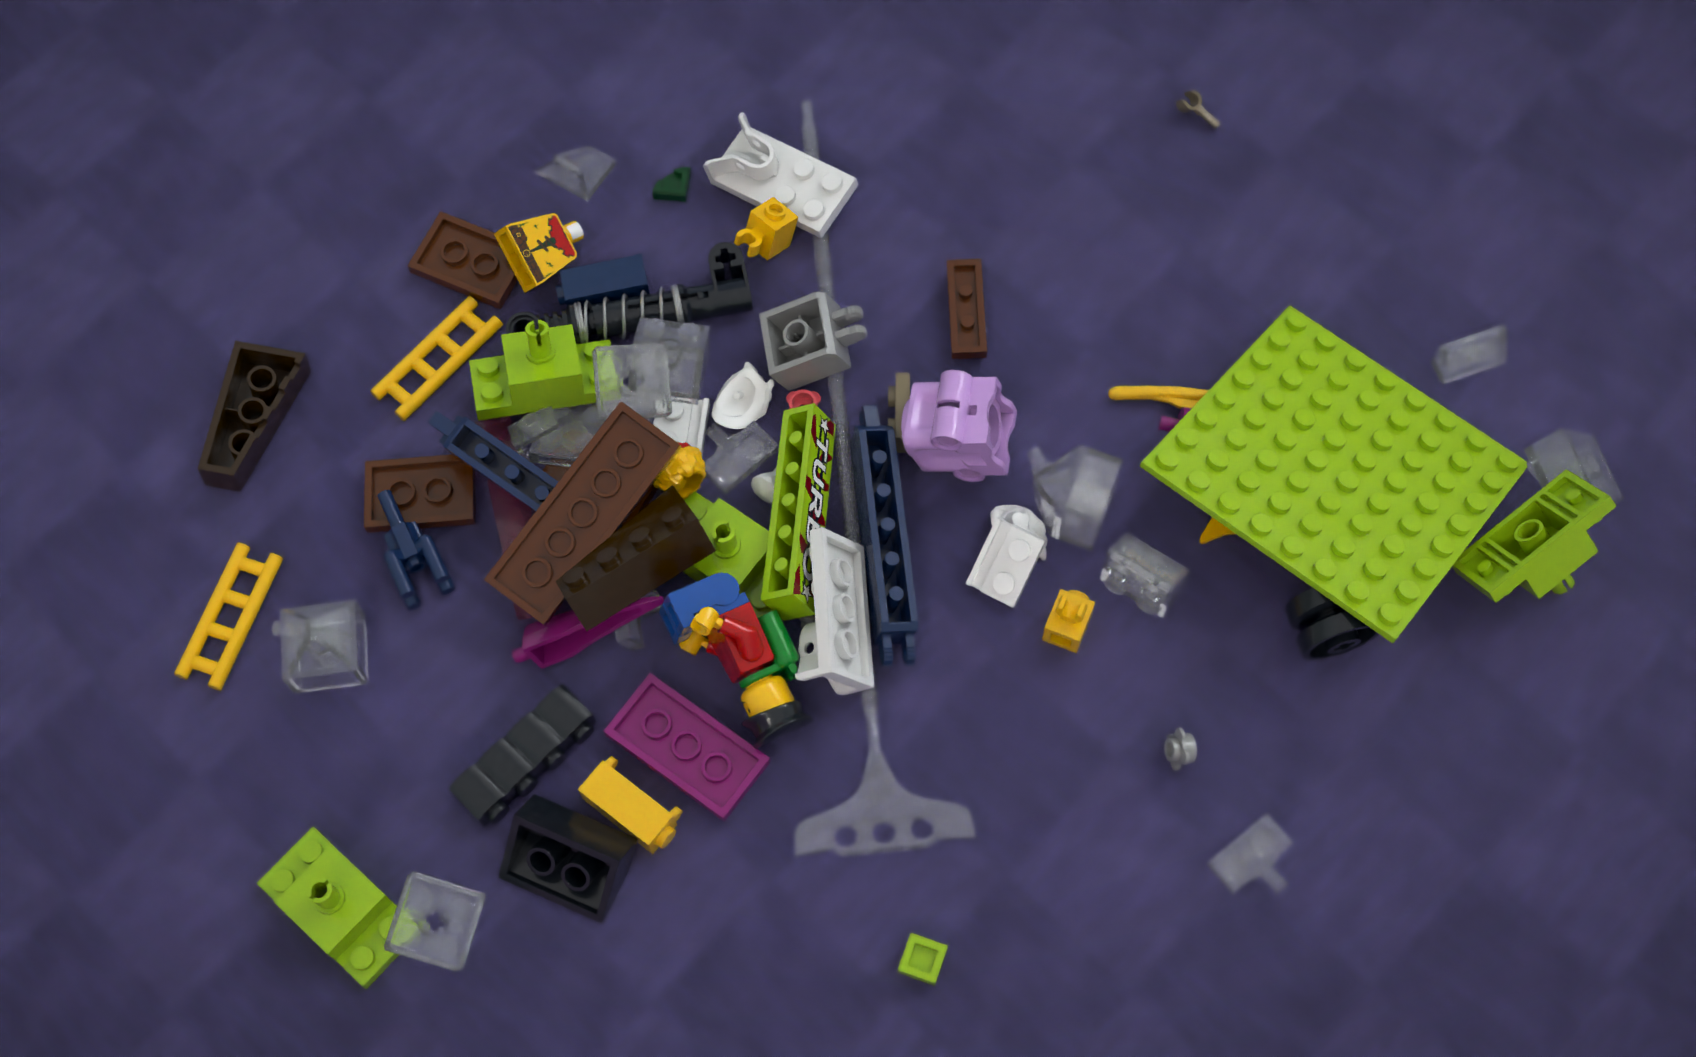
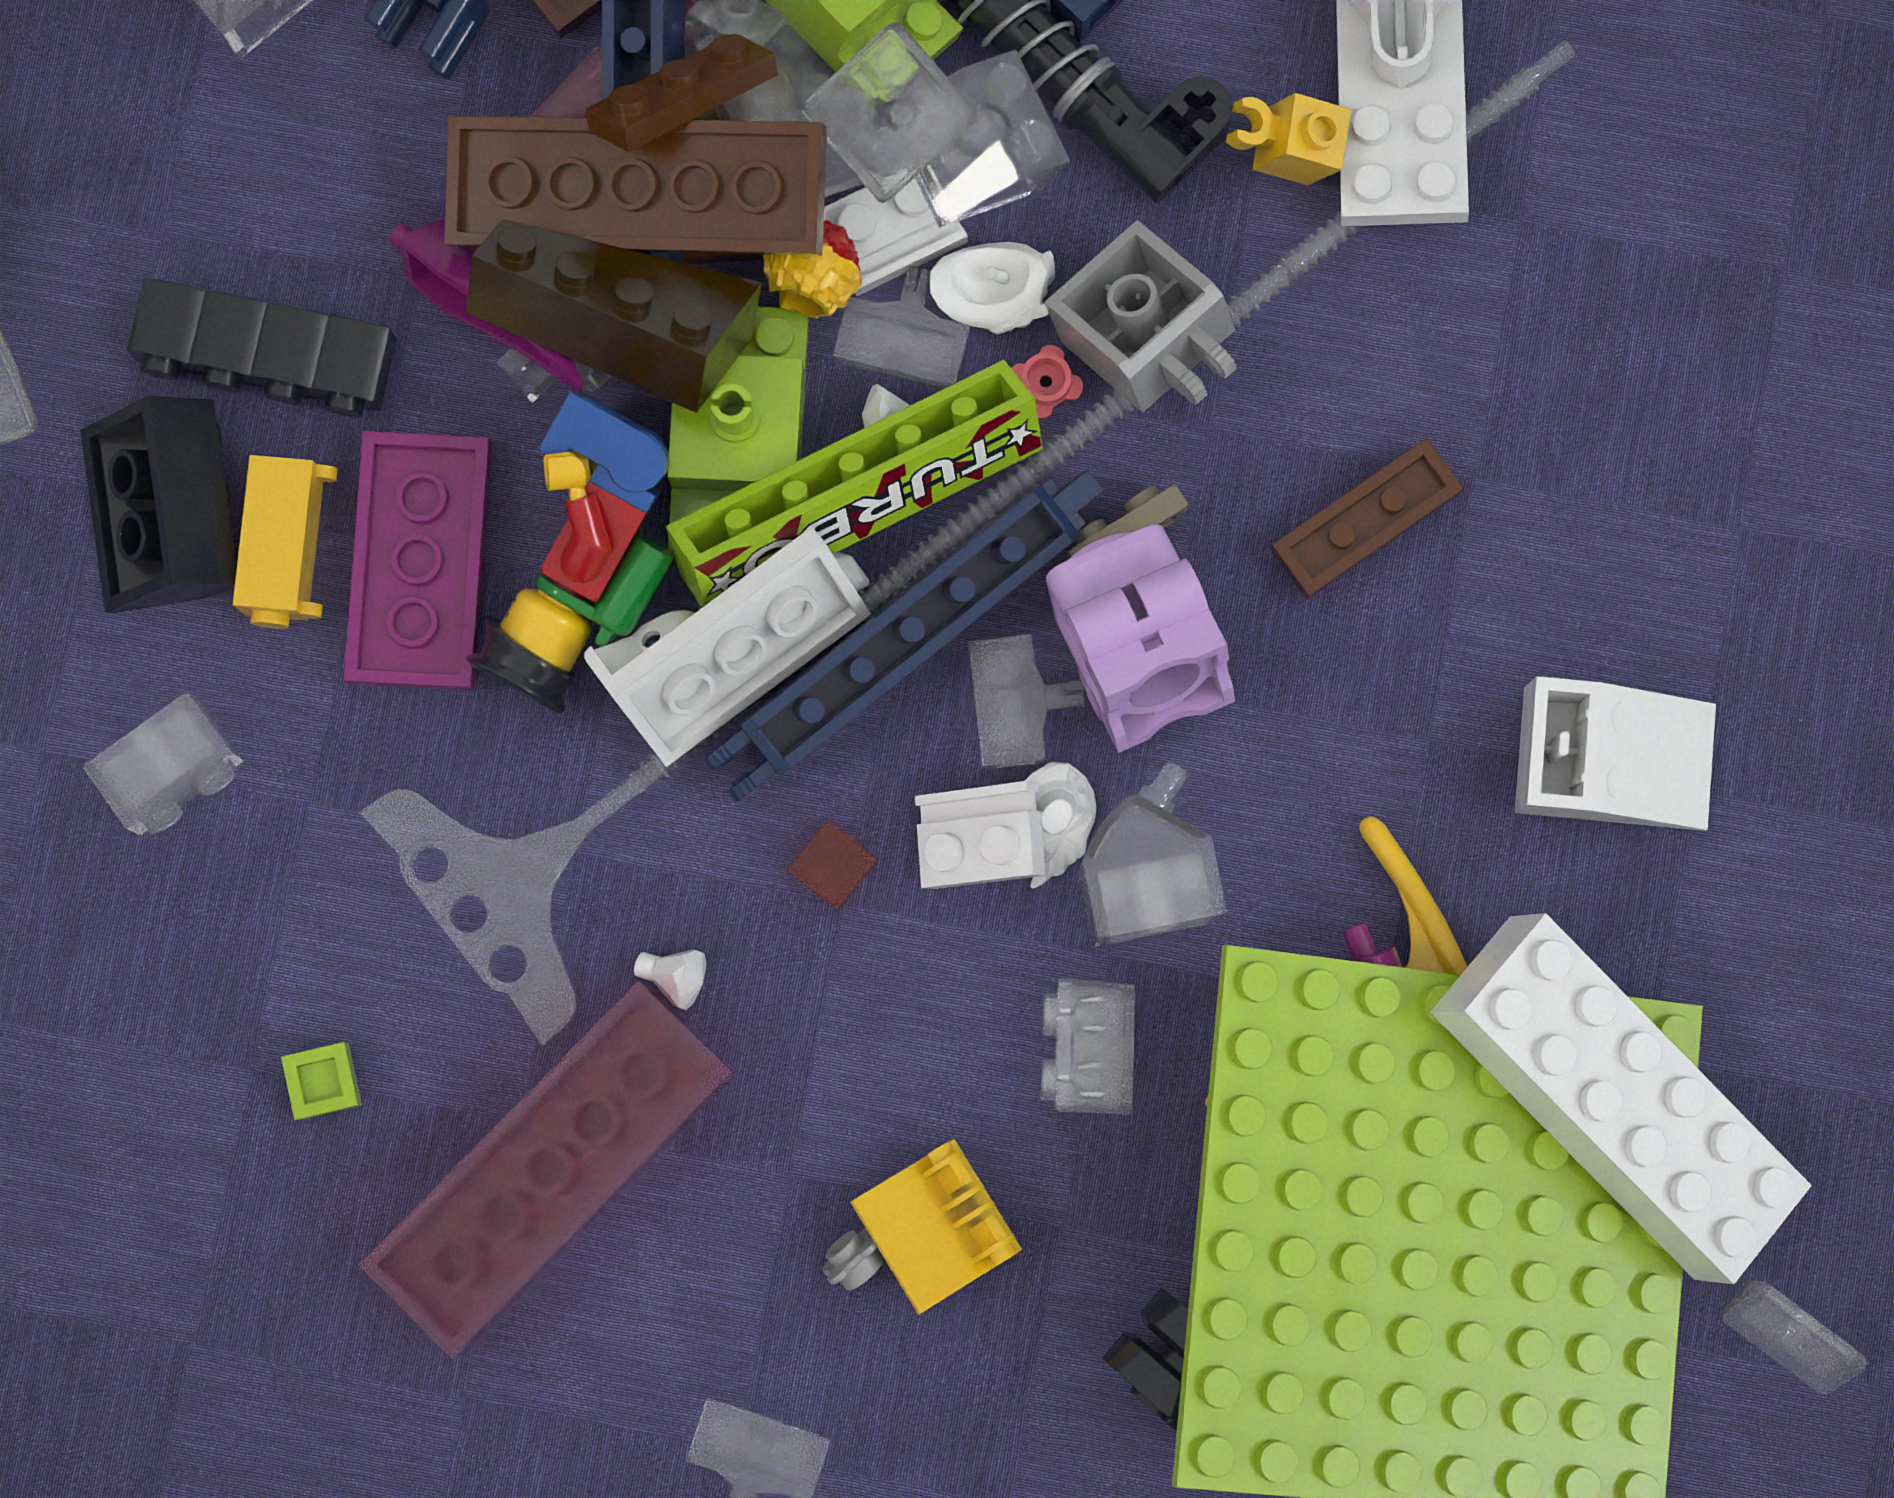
camera: 55 degrees right, 15 degrees up
(555, 460) = (681, 91): none -> reddish brown plate
(704, 937) = (164, 765): none -> clear brick
(948, 512) = (1014, 701): none -> clear plate
(974, 643) = (832, 865): none -> clear red tile
(981, 749) = (676, 975): none -> white rock
(1044, 867) = (547, 1170): none -> clear pink brick
(1068, 619) = (952, 980): yellow brick -> none
(1146, 271) = (1614, 754): none -> white slope
(1188, 696) = (936, 1226): none -> yellow hinge
(1316, 350) = (1621, 1098): none -> white brick

